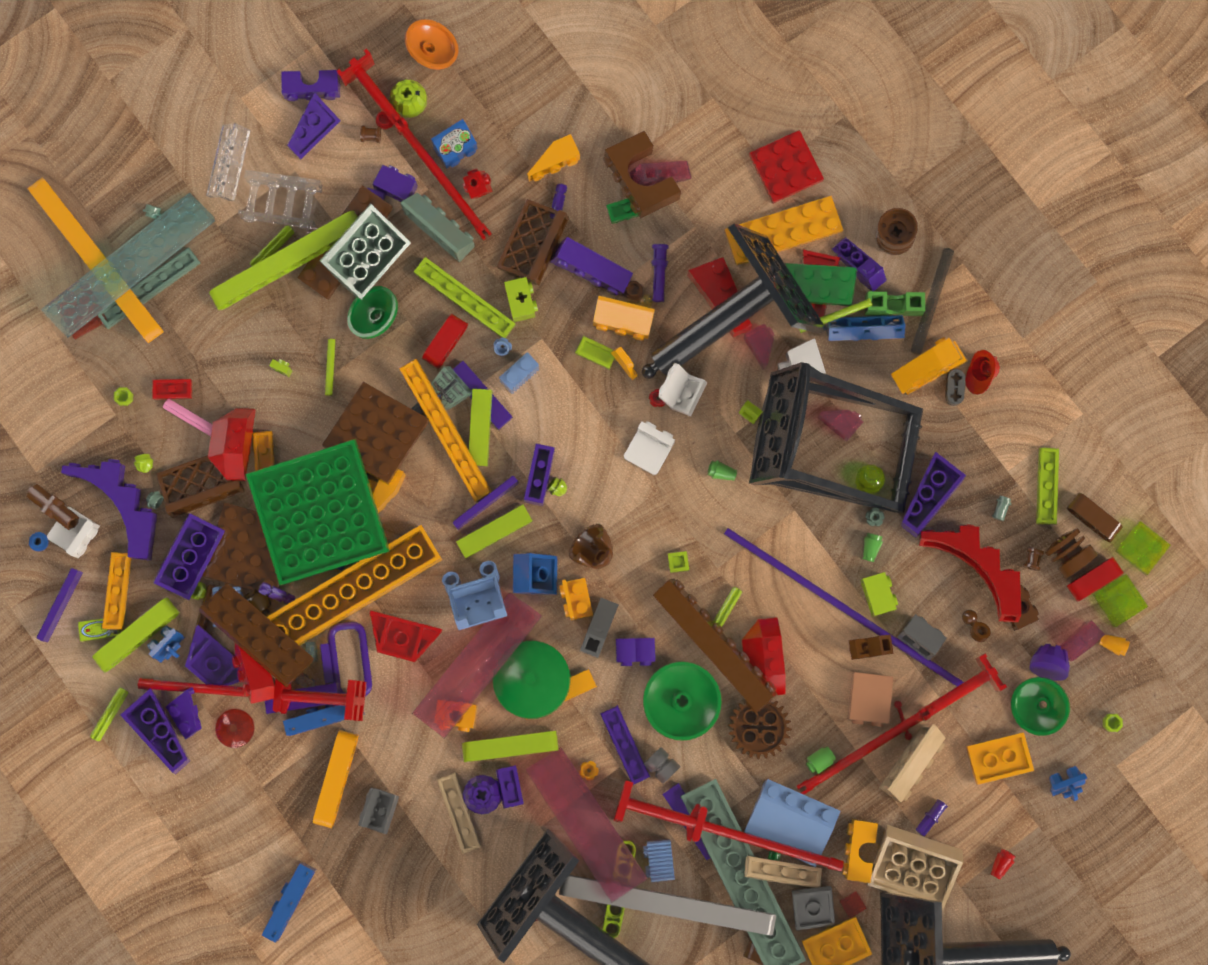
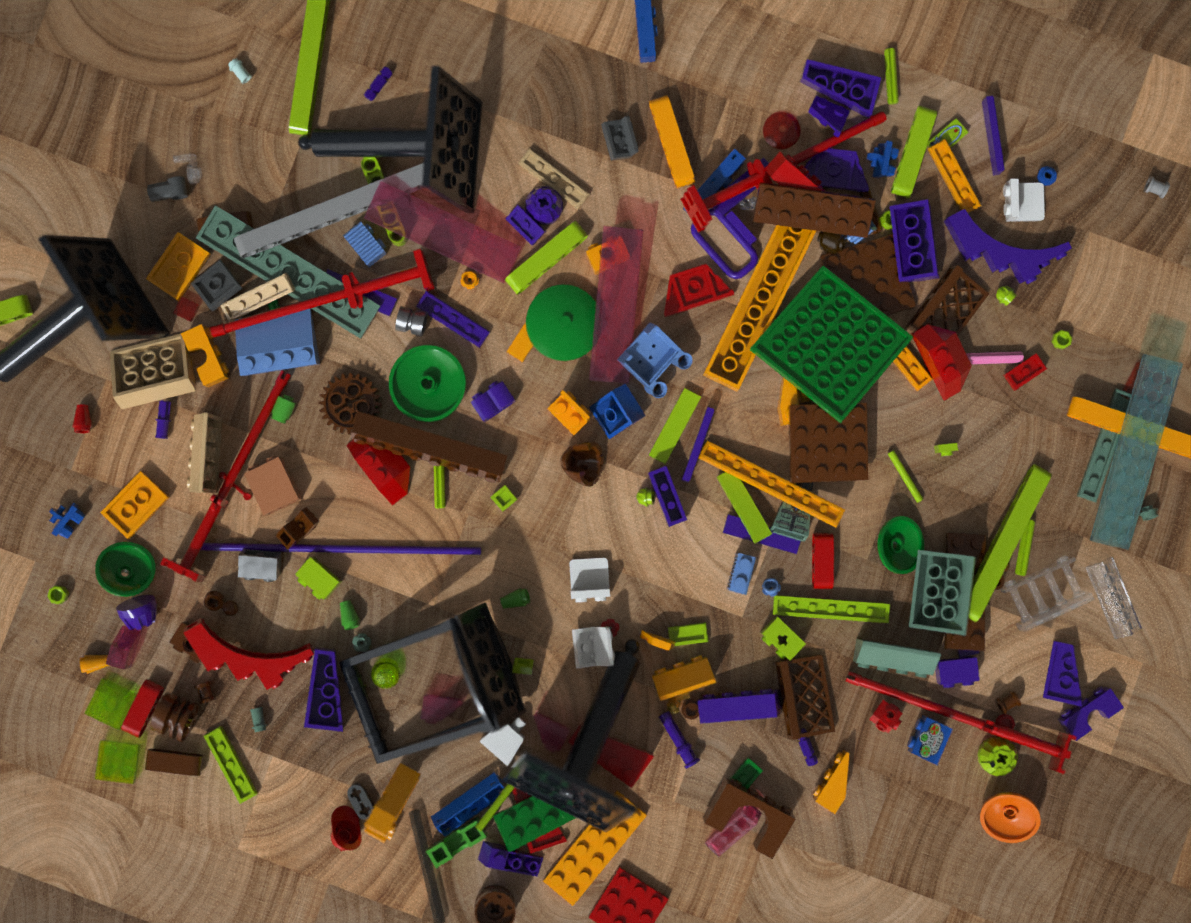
camera: 150 degrees right, 5 degrees up
(53, 507) = (1055, 210): reddish brown piece -> none
(154, 500) = (975, 270): sand green plate -> none
(276, 593) = (821, 257): dark purple axle -> none
(311, 648) = (760, 230): clear light blue plate -> none
(599, 628) = (534, 400): dark grey slope -> none

